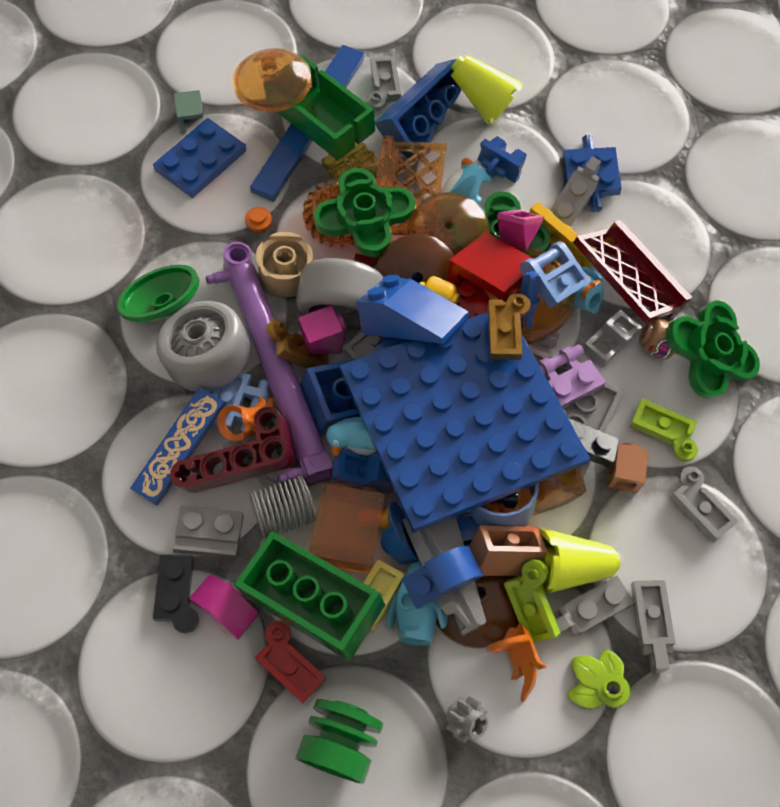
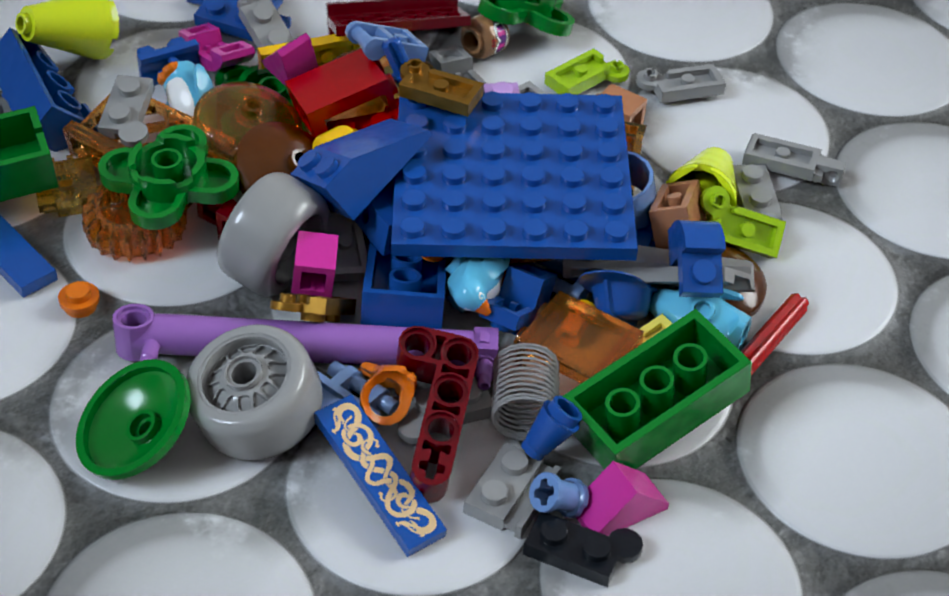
camera: 65 degrees left, 20 degrees down
(202, 561) = (552, 494): none -> medium blue bush
(248, 535) = (553, 425): none -> blue cone
(281, 263) = (181, 278): tan brick -> none
(288, 664) = (723, 459): red hinge -> none
(339, 740) = (835, 422): green wheel -> none
(420, 160) = (126, 110): none -> light grey hinge
(424, 660) = (775, 330): none -> red axle
(467, 719) = (846, 325): light grey gear -> none
(522, 655) = (785, 258): orange piece -> none
(530, 180) = (215, 53): none -> dark pink slope
(594, 680) = (833, 218): lime plate -> none

